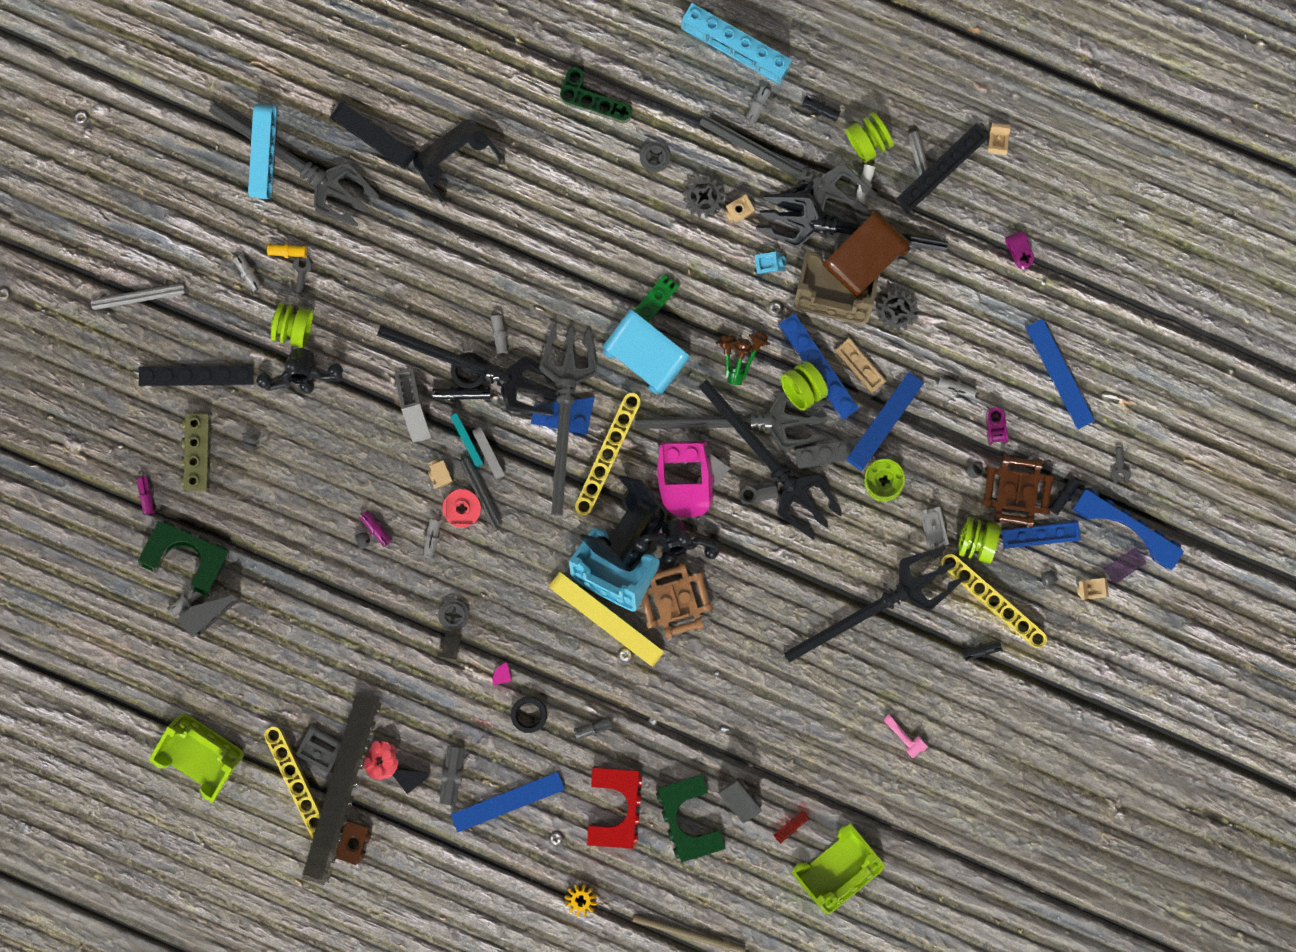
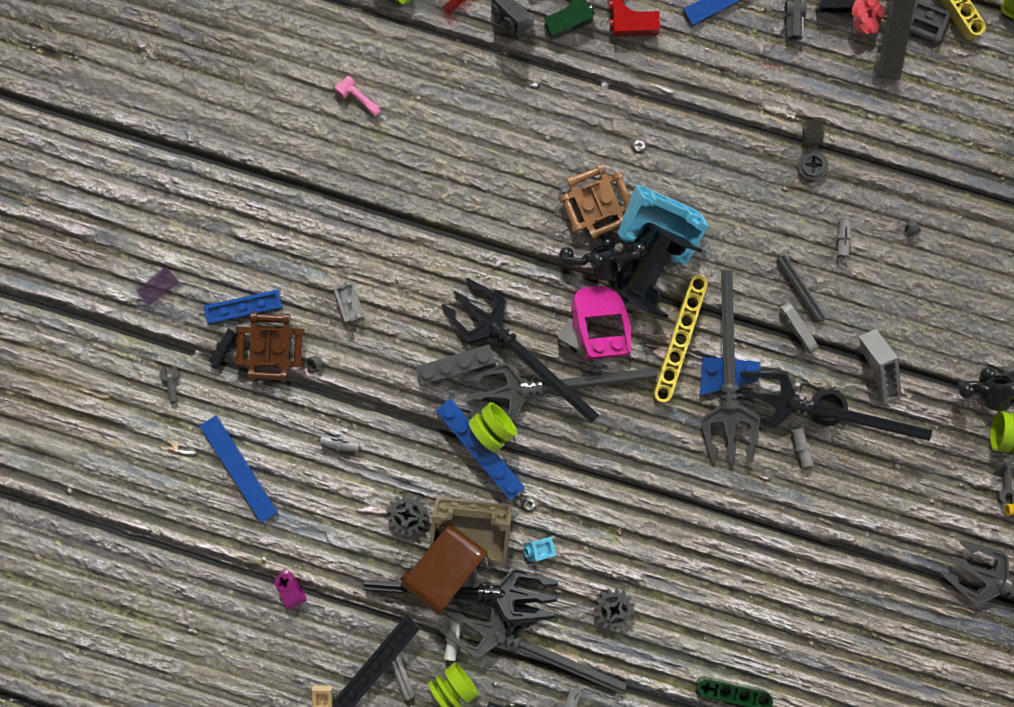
camera: 170 degrees right, 0 degrees up
(372, 135) = (955, 635): black beam -> none
(375, 528) = (900, 241): magenta pin -> none
(427, 160) = (862, 647): black windscreen -> none
(439, 473) = (844, 301): tan brick -> none
(453, 515) = (825, 261): coral plate -> none
(461, 393) = (833, 383): black pin -> none
(466, 440) = (822, 338): teal tile -> none
(501, 675) = (757, 112): dark pink tile -> none
(543, 714) = (737, 65): black tyre -> none
(593, 728) = (662, 70): dark grey axle -> none
(606, 619) = (662, 177): light yellow beam -> none
(646, 352) = (654, 444): medium azure windscreen -> none
(656, 148) = (667, 654): dark grey gear -> none
(656, 298) = (649, 500): green hinge -> none
(743, 347) = (559, 458): reddish brown plant -> none
(747, 211) = (568, 600): tan brick -> none
(760, 493) = (523, 317): dark grey piece -> none
(860, 365) = (438, 455): tan tile -> none
(879, 470) = (393, 348): lime wheel -> none
(884, 421) = (408, 400): blue tile -> none
(907, 589) = (368, 237): black piece -> none
(979, 540) = (306, 293): lime wheel -> none
(982, 650) = (289, 187): black pin -> none
(996, 427) = (296, 407): magenta piece -> none
(1002, 604) = (274, 233): light yellow beam -> none
(1049, 578) = (230, 264): dark grey hinge -> none
(1093, 588) = (186, 259): tan bracket -> none
(1161, 550) = (123, 304): blue arch -> none

